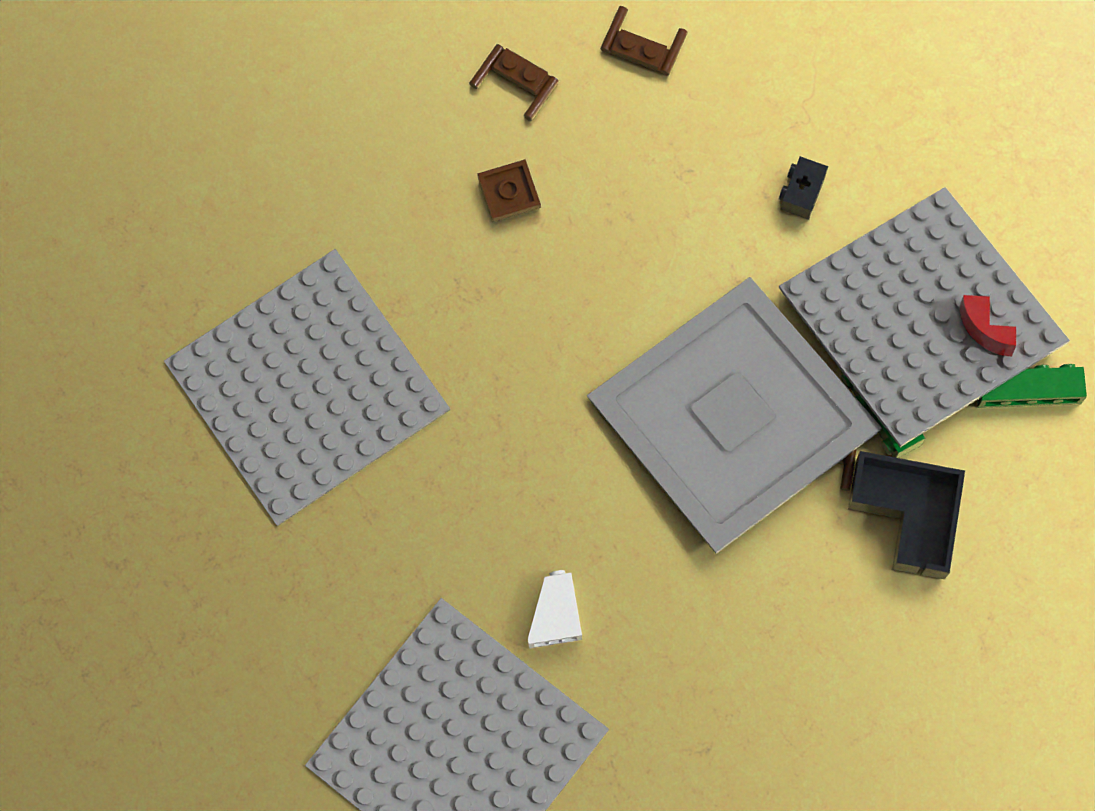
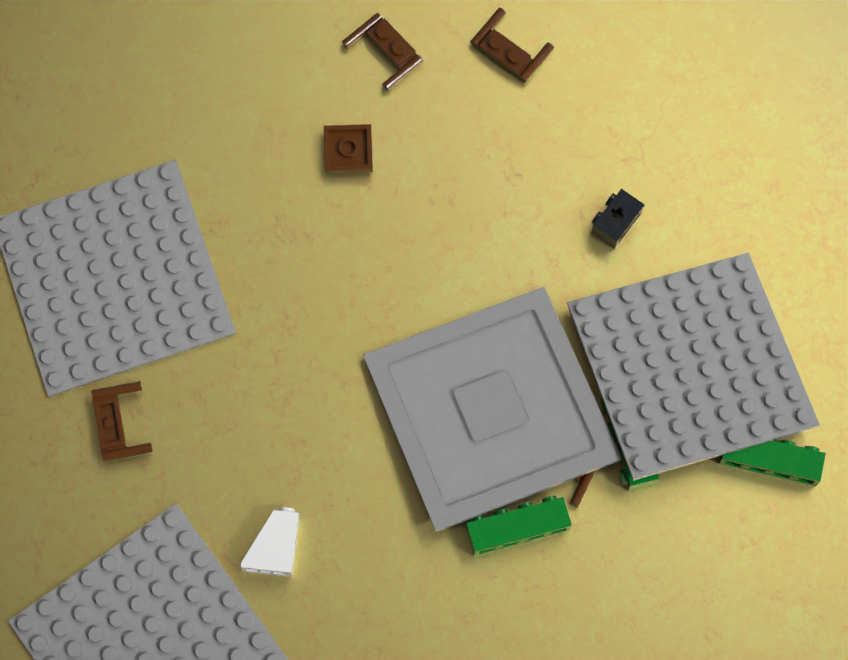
camera: 10 degrees right, 0 degrees up
(350, 534) = (111, 425): none -> reddish brown plate
(796, 525) = (518, 526): none -> green brick
(922, 498) = (642, 539): black piece -> none
(976, 320) = (737, 382): red brick -> none

